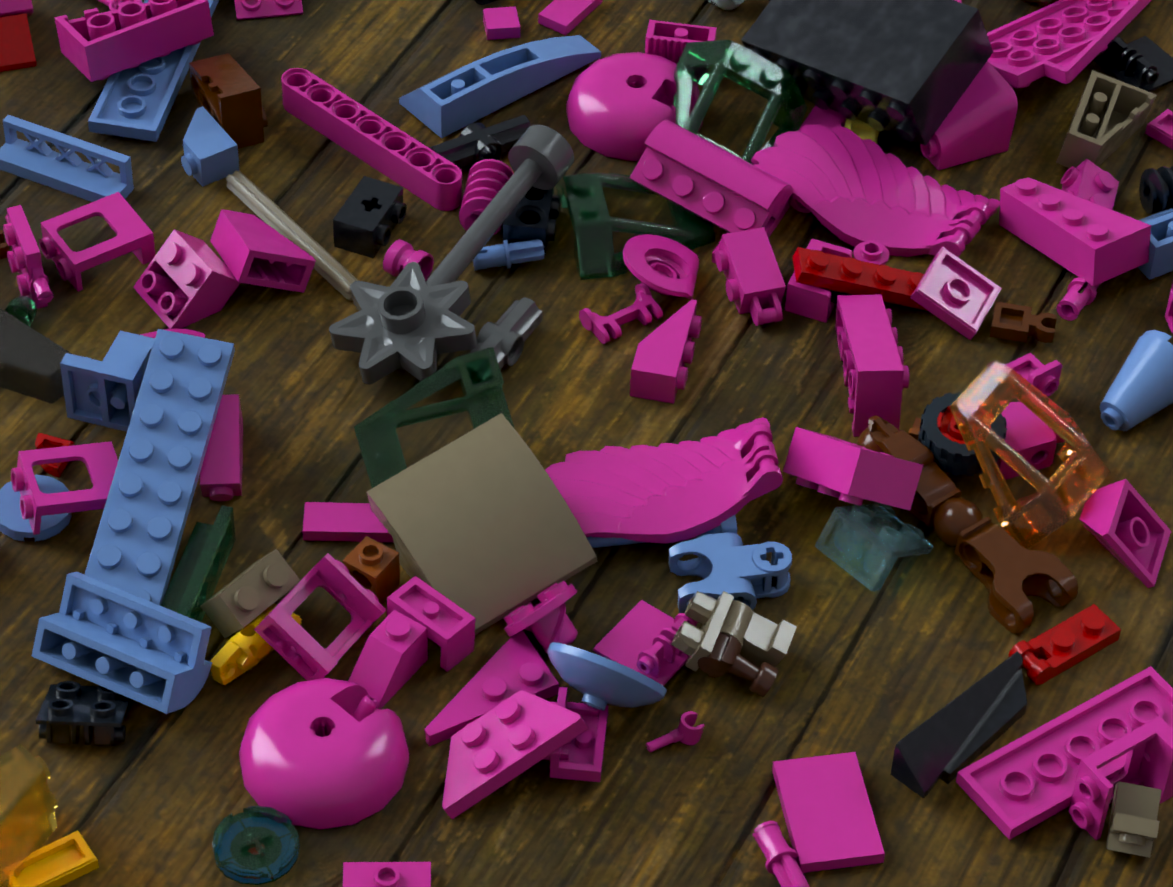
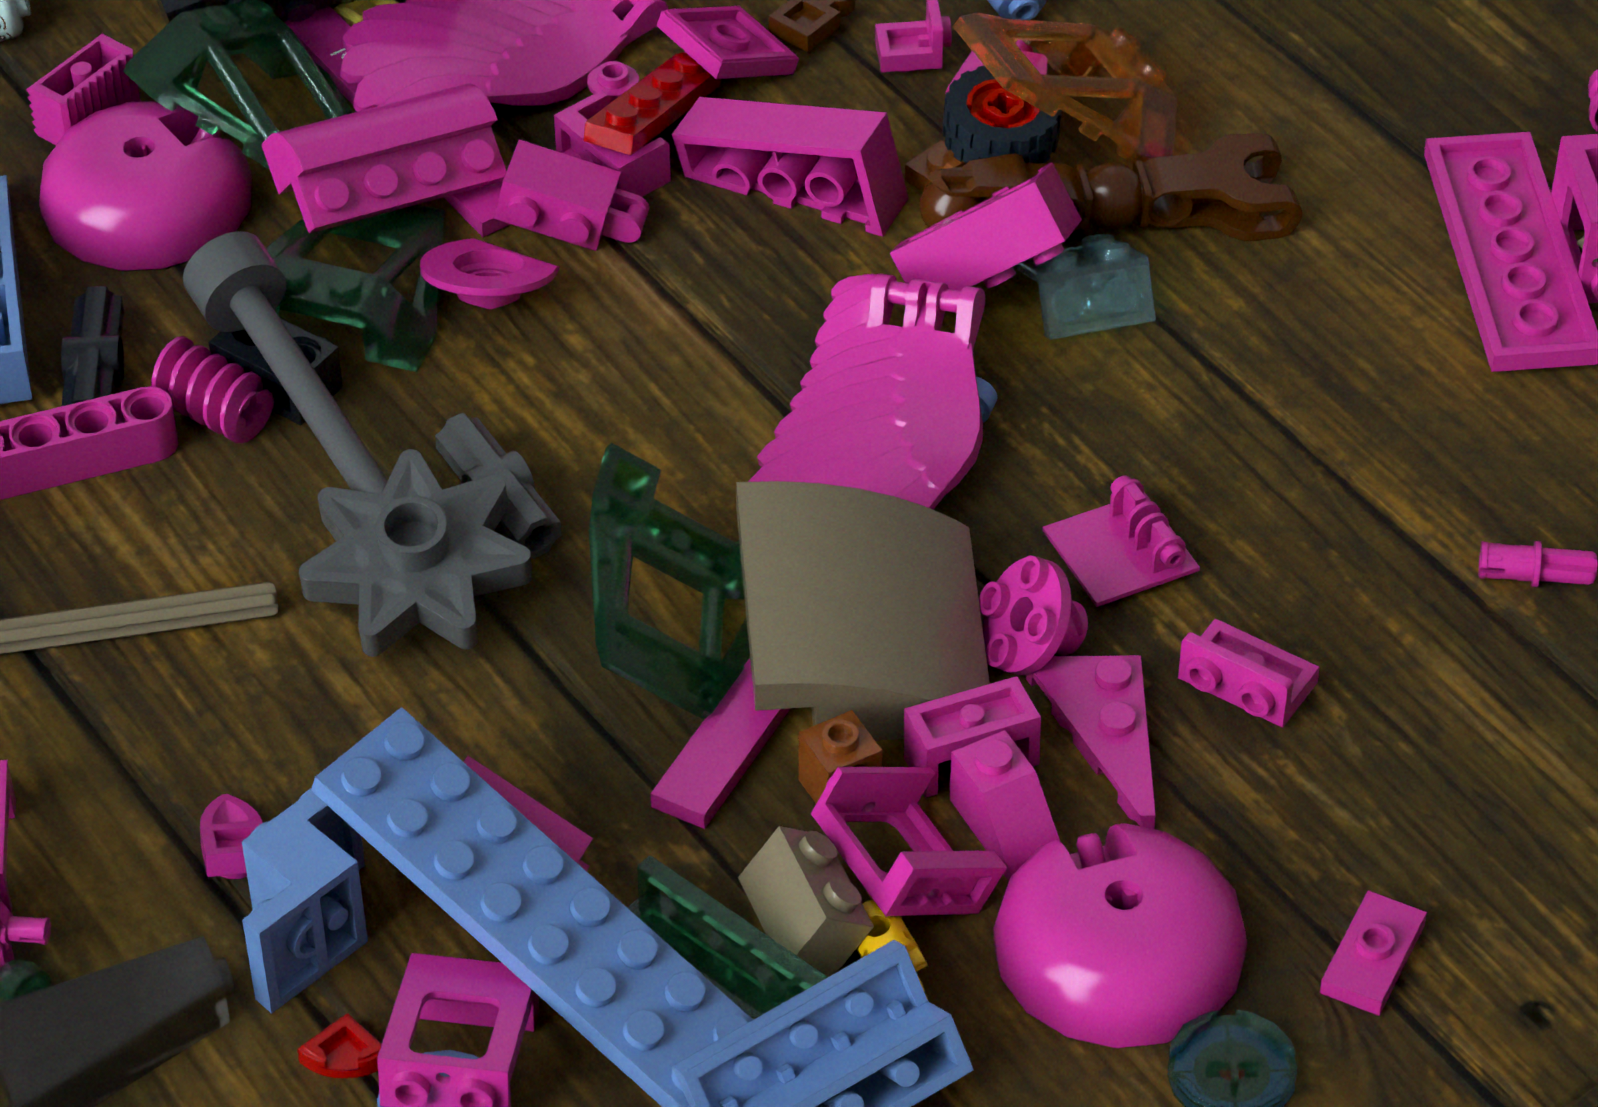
camera: 60 degrees left, 0 degrees up
(185, 281) = (118, 772): dark pink slope -> none
(260, 253) = (129, 662): dark pink slope -> none
(369, 217) = (145, 524): black brick -> none
(401, 254) = (270, 518): dark pink wheel -> none
(504, 746) = (1235, 736): dark pink wing -> none
(508, 254) = (345, 388): medium blue axle -> none
(603, 679) = (1198, 595): medium blue dish -> none
(643, 309) = (531, 328): dark pink piece -> none
(661, 356) = (647, 340): dark pink slope -> none
(684, 733) = (1281, 575): dark pink hand -> none
(731, 568) = (1060, 424): medium blue piece -> none
(733, 640) = (1188, 457): dark tan hips -> none
(828, 812) = (1475, 494): dark pink tile -> none
(961, 729) = (1424, 328): black wedge -> none
(1066, 644) = (1338, 197): red plate -> none
(1127, 529) = (1207, 74): dark pink slope -> none

